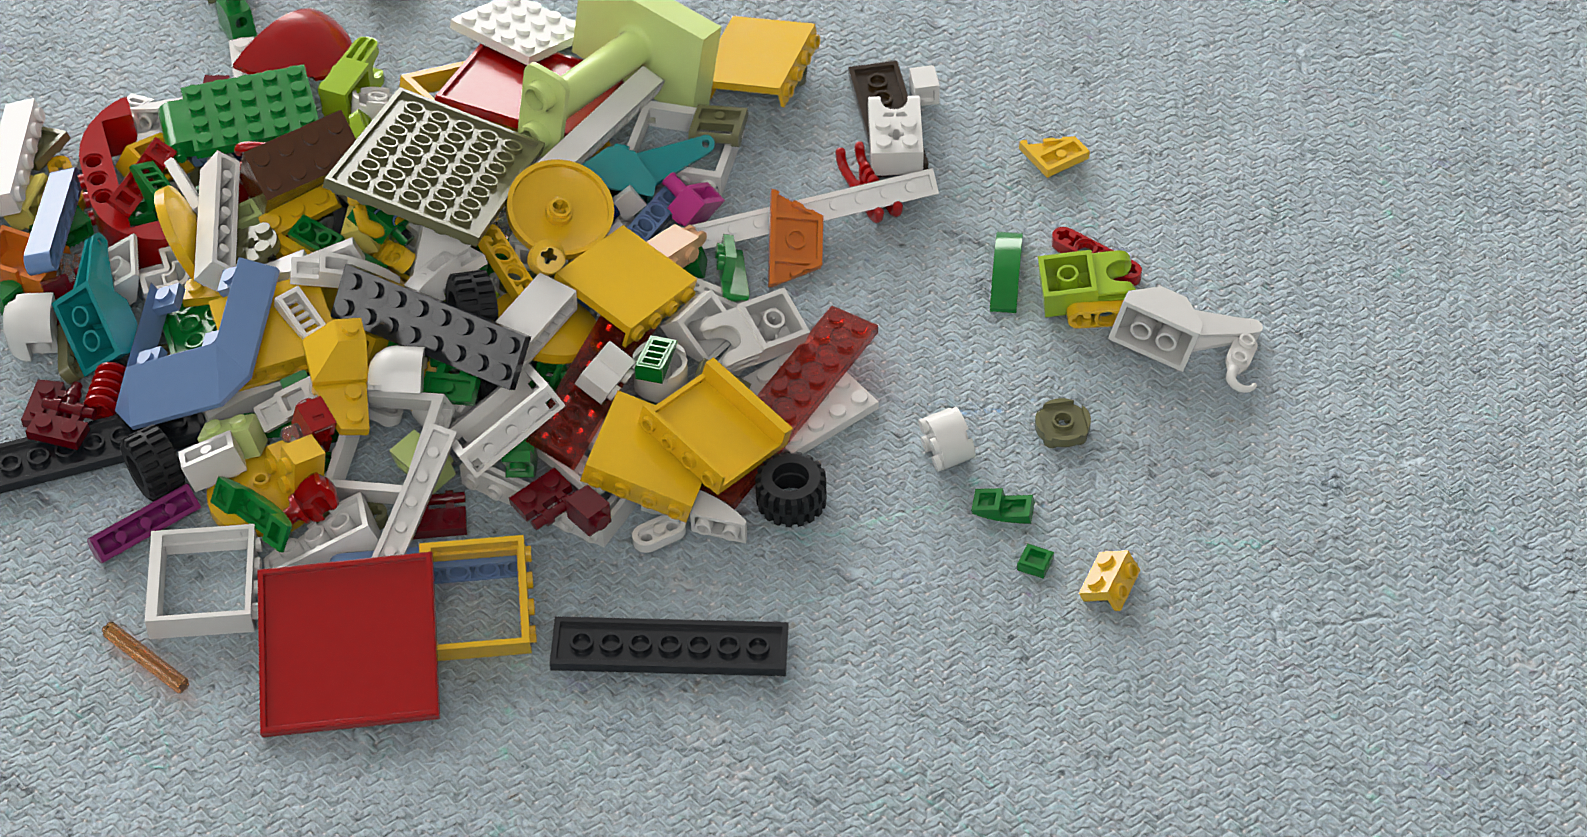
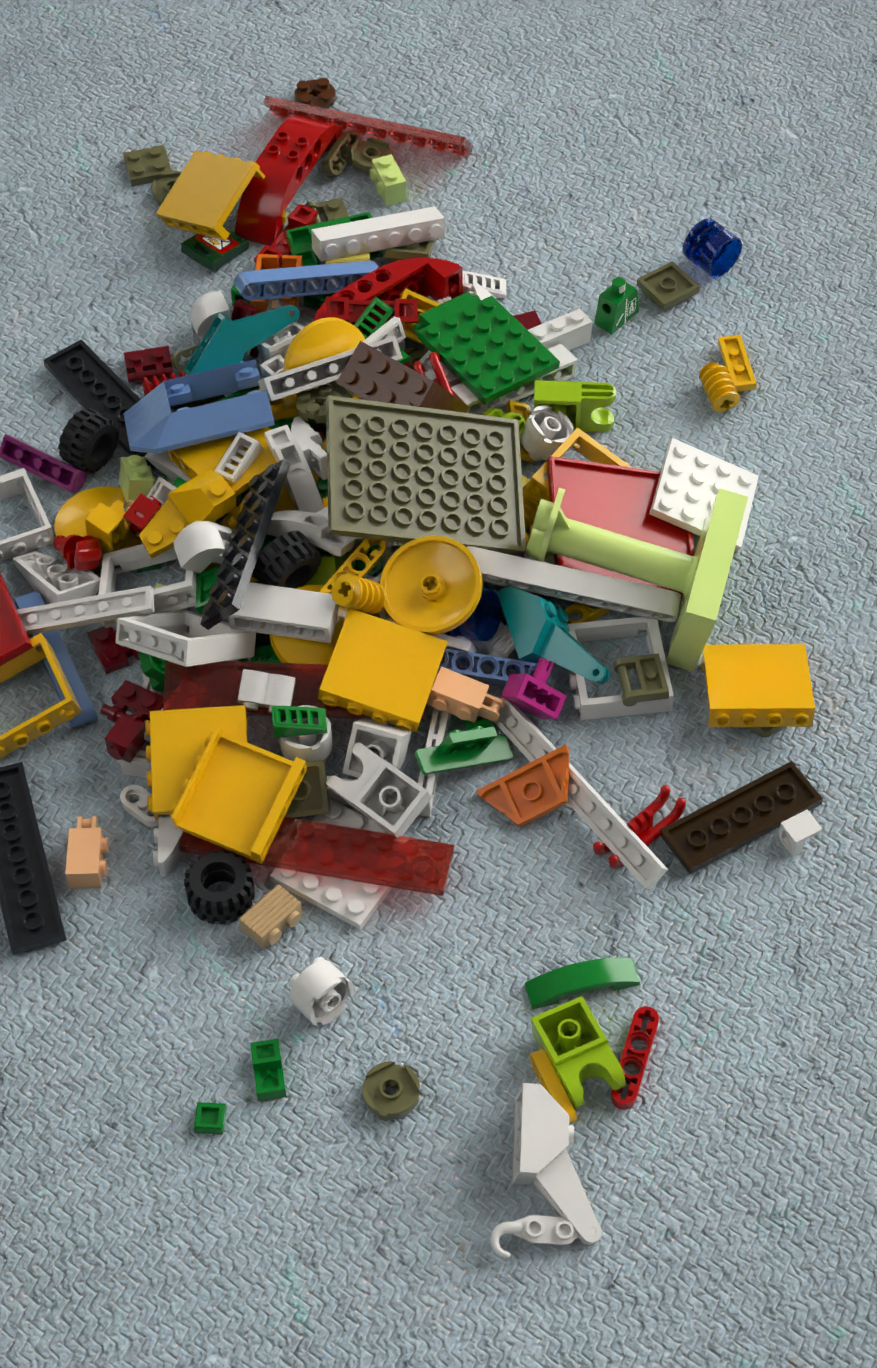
camera: 70 degrees right, 5 degrees up
(60, 430) = (112, 374): dark red plate -> none
(211, 459) = (101, 475): white brick -> none
(254, 509) = (69, 507): green slope -> none
(296, 39) = (599, 353): red brick -> none
(628, 202) = (501, 642): white slope -> none
(695, 588) = (86, 854): none -> light nougat brick
(841, 461) = (271, 916): none -> tan brick
(895, 137) = (699, 825): white brick -> none
(1055, 154) = (761, 977): yellow wing -> none
(1110, 578) = (202, 1190): yellow bracket -> none

